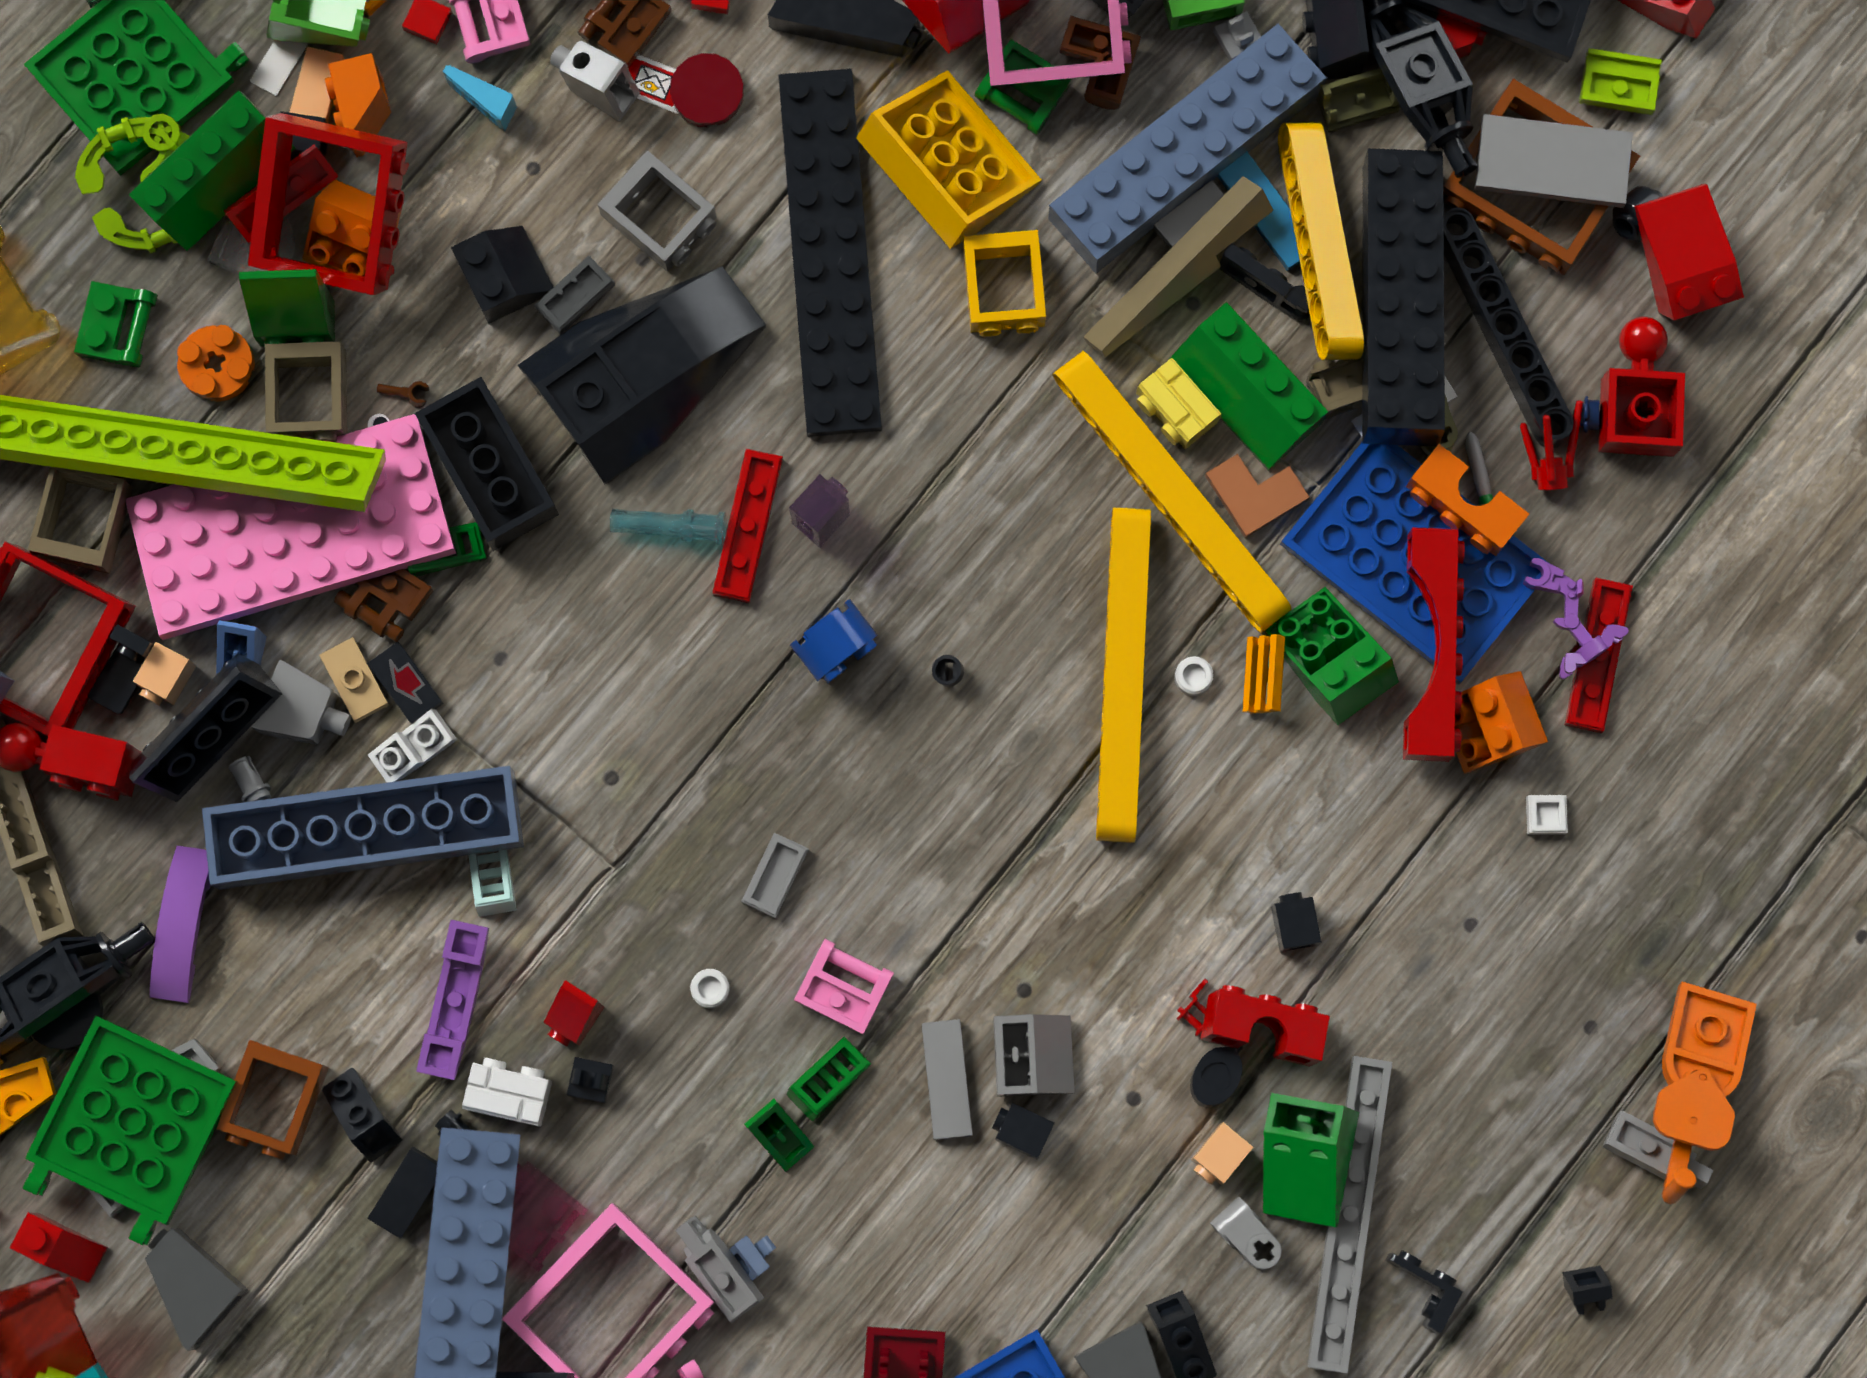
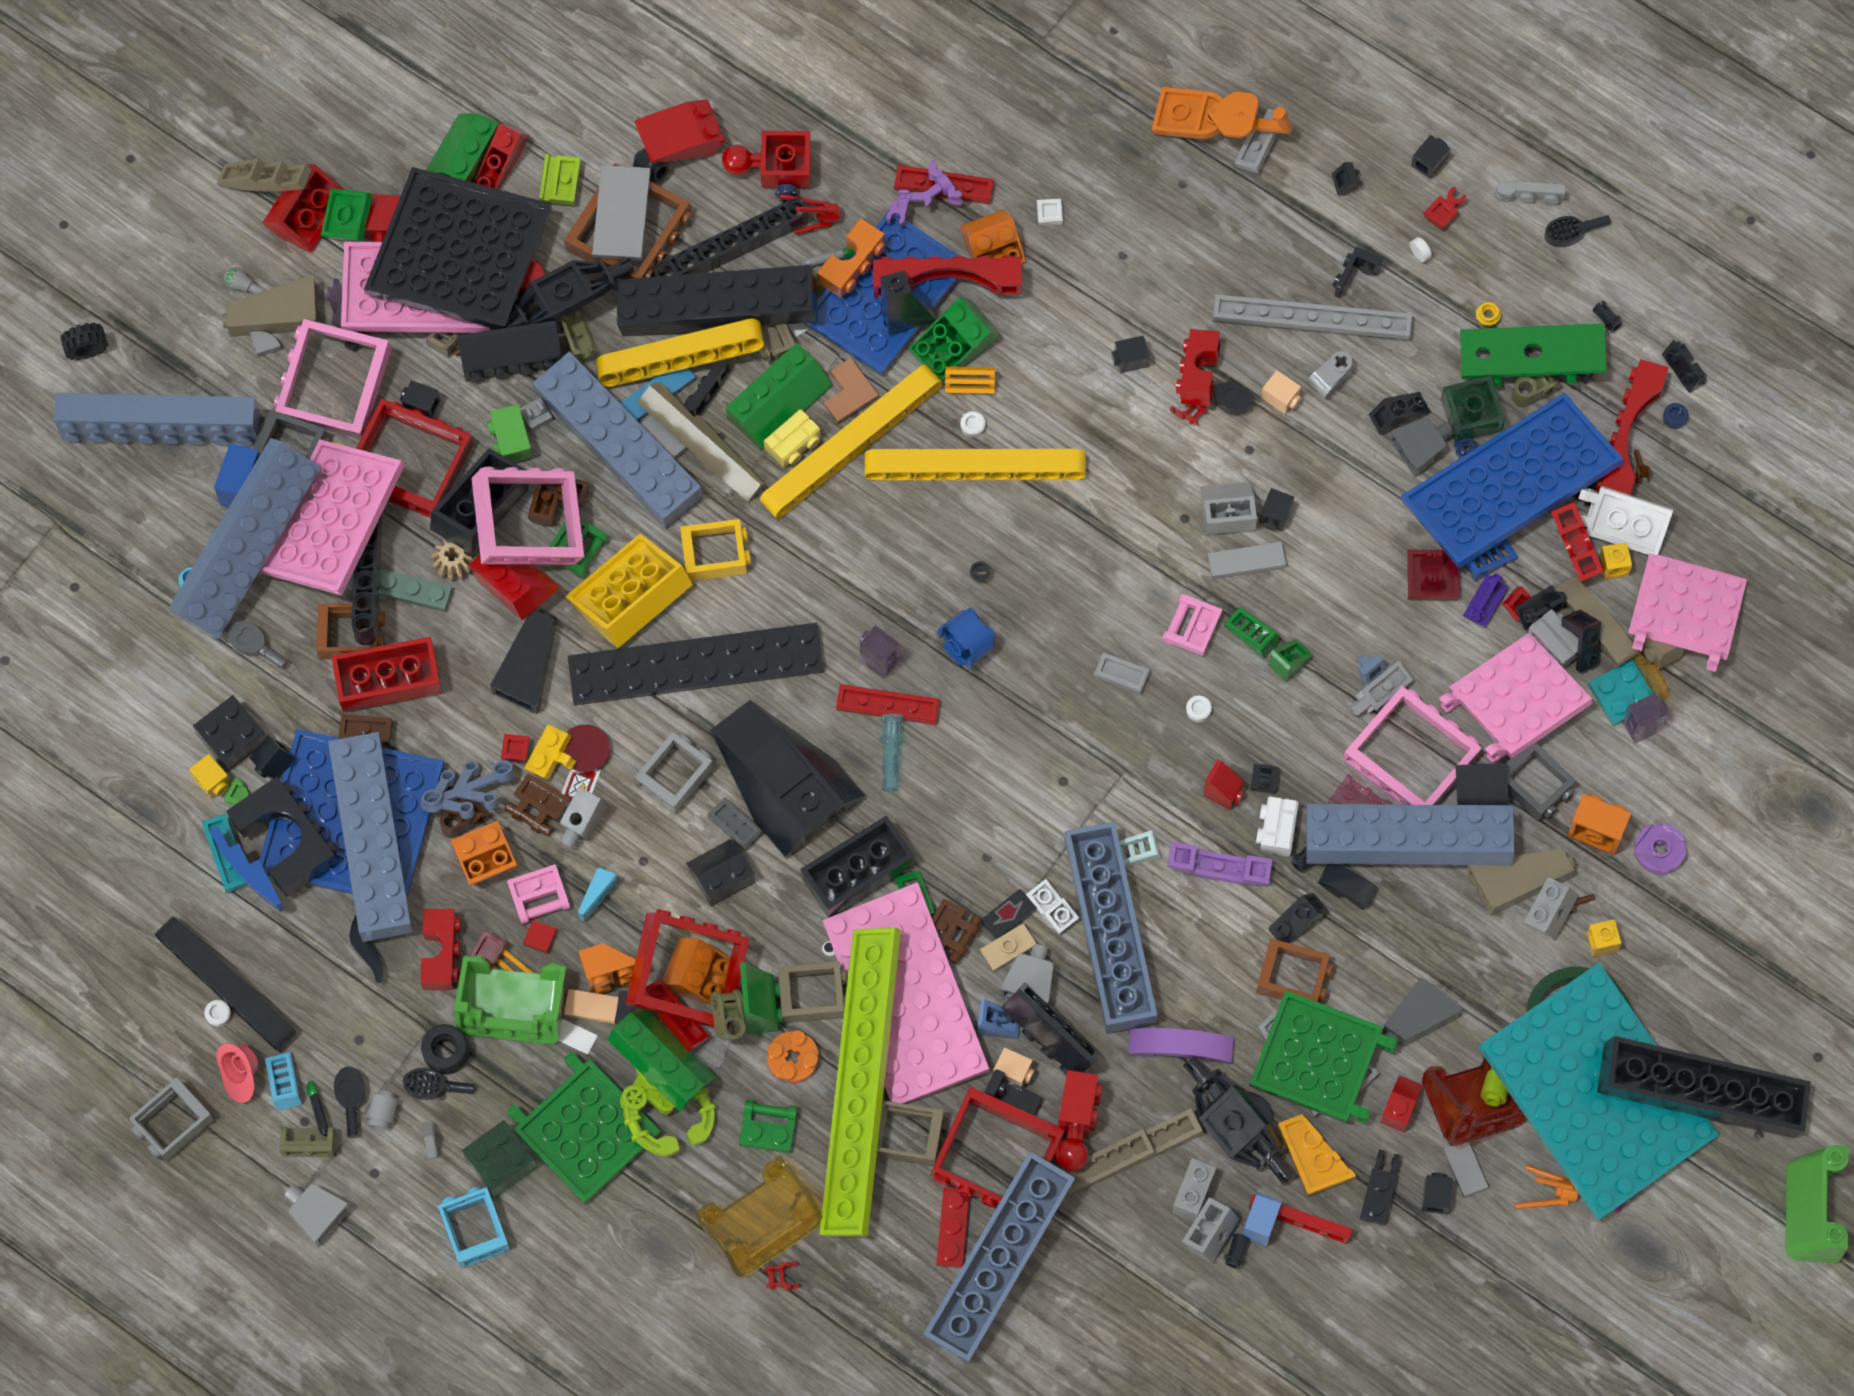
camera: 90 degrees left, 10 degrees down
(249, 780) = (1082, 1008): light grey pin -> none
(260, 255) = (728, 1012): none -> olive piece
(405, 392) = (807, 926): reddish brown hand -> none
(699, 36) = (549, 753): none -> yellow plate
(1306, 1158) = (1282, 339): green slope -> none
(1377, 570) = (904, 303): none -> black slope

